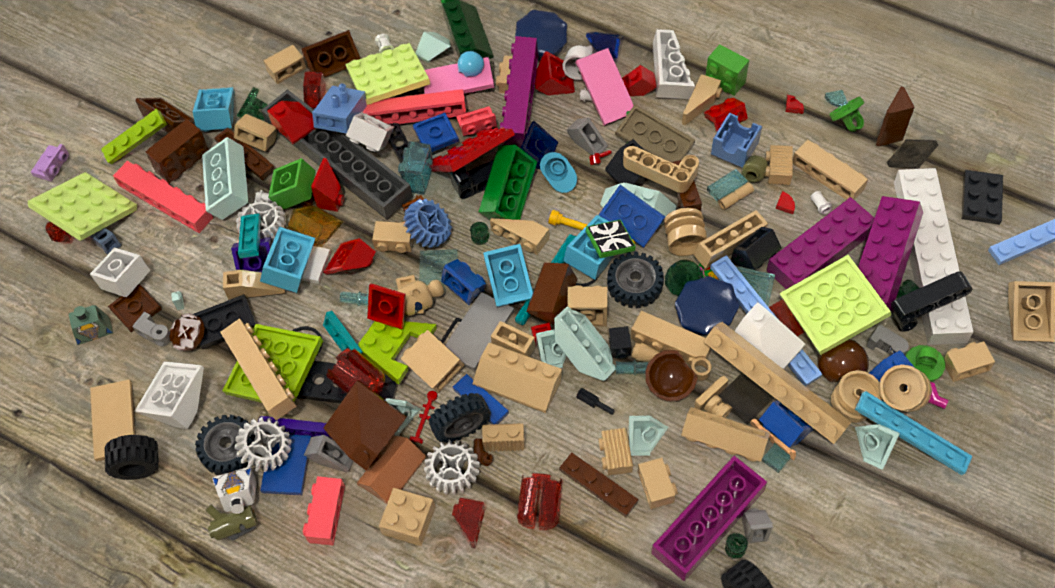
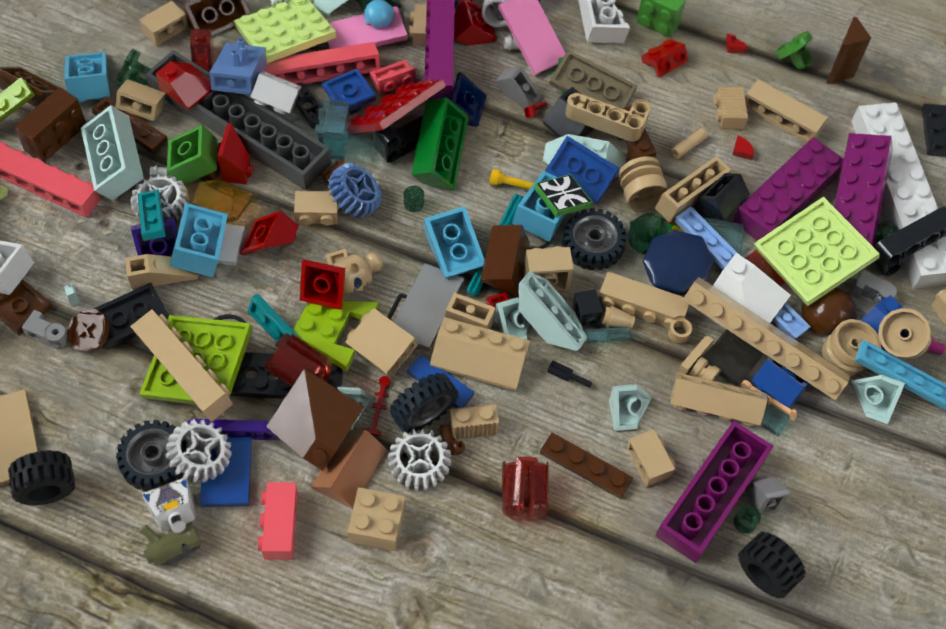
camera: 15 degrees left, 0 degrees up
(173, 394) = (81, 402): white slope -> none
(327, 453) = (274, 455): light grey slope -> none
(356, 298) = (286, 279): clear light blue axle -> none
(433, 262) = (372, 236): clear light blue tile -> none
(462, 281) = (403, 252): blue slope -> none
(469, 519) = (447, 515): clear red slope -> none
(523, 232) = (459, 194): tan slope -> none
(558, 172) = (493, 127): medium azure piece -> none
(616, 452) = (601, 427): tan brick -> none
(639, 81) = (568, 25): red slope -> none
(670, 376) = (649, 340): reddish brown cylinder -> none
(702, 98) = (638, 40): tan slope -> none
(726, 185) = (677, 132): clear light blue tile -> none
(734, 141) = (682, 86): medium blue piece -> none
(754, 169) = (705, 113): olive head -> none
(823, 206) = (784, 150): white pin -> none
(836, 98) = (778, 35): clear light blue tile -> none
(912, 153) = (868, 89): clear smoke tile -> none
(927, 361) = (919, 301): bright green tile -> none

